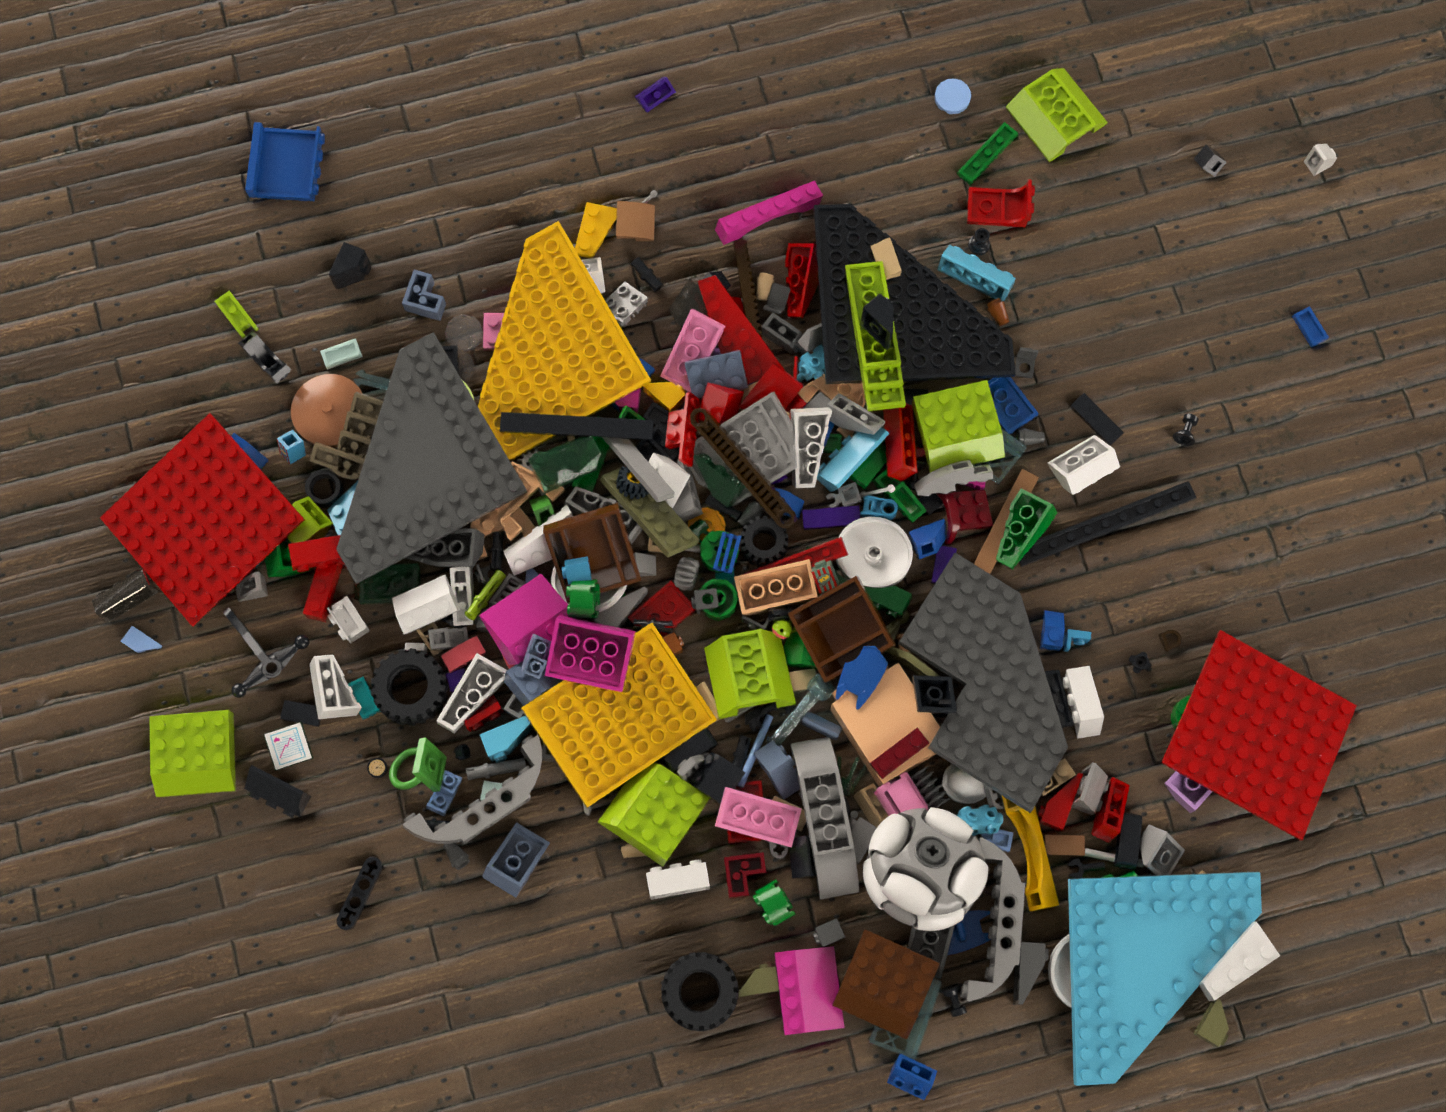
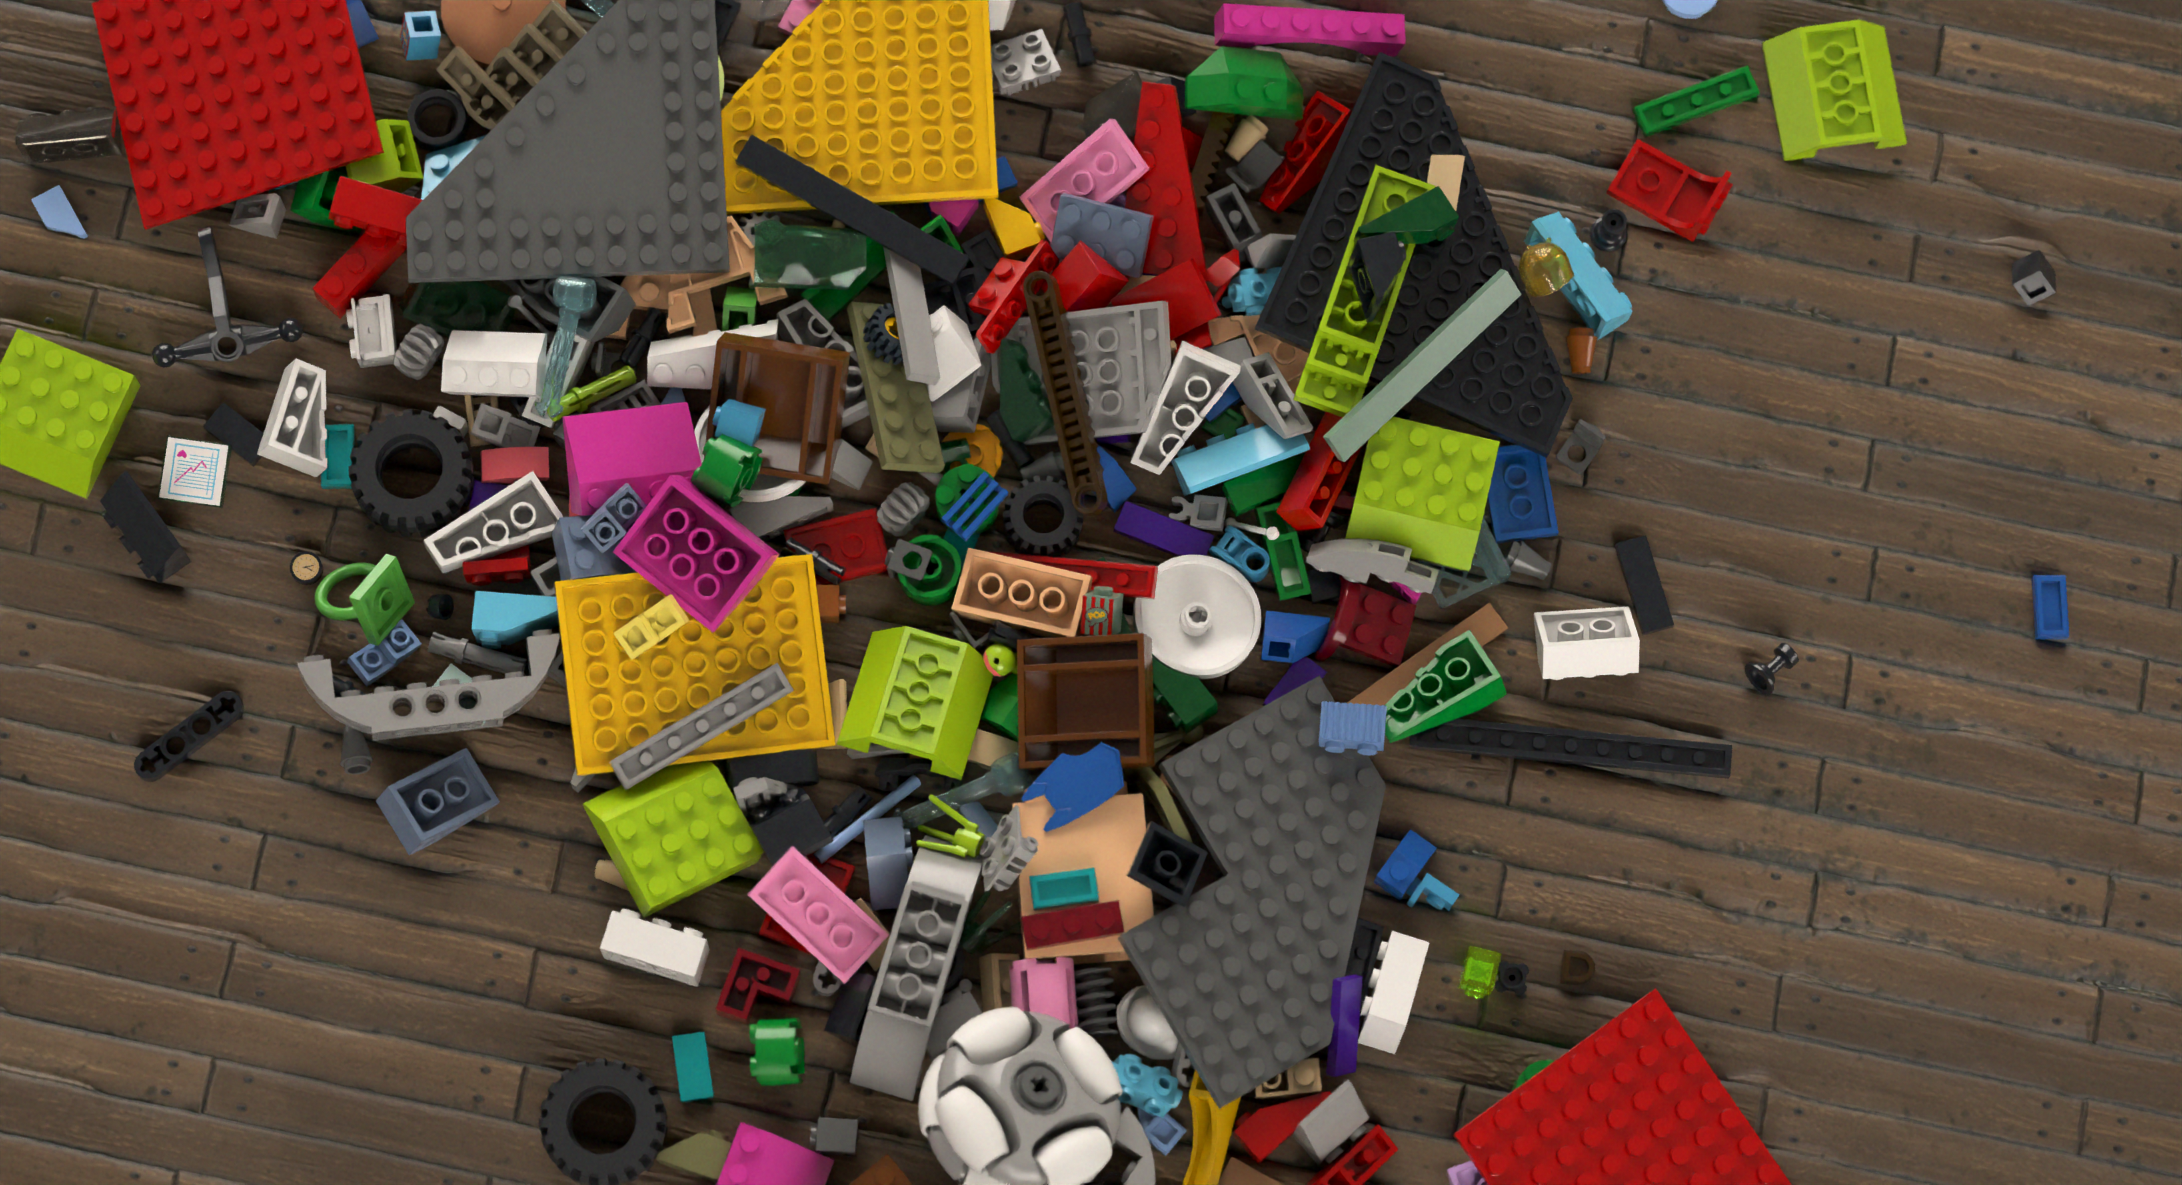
camera: 20 degrees right, 0 degrees up
(379, 619) = (418, 351): none -> light grey gear
(418, 565) = (516, 302): none -> light grey hinge
(450, 547) = (573, 297): none -> clear light blue piece
(586, 705) = (651, 626): none -> light yellow slope
(640, 746) = (701, 726): none -> light grey tile
(730, 934) = (692, 1067): none -> teal tile
(750, 257) = (1245, 84): none -> green wedge
(791, 360) = (1223, 268): none -> red slope
(816, 736) = (964, 842): none -> lime plant
(842, 731) = (1006, 852): none -> light grey hinge
(884, 735) = (1064, 888): none -> teal tile
(885, 282) = (1415, 221): none -> dark green slope
(926, 359) = (1422, 365): none -> sand green tile
(962, 276) = (1544, 268): none -> clear yellow helmet
(989, 571) = (1352, 727): none -> medium blue brick
(1067, 728) = (1346, 1017): none -> dark purple tile
(1122, 668) = (1479, 971): none -> clear neon green brick

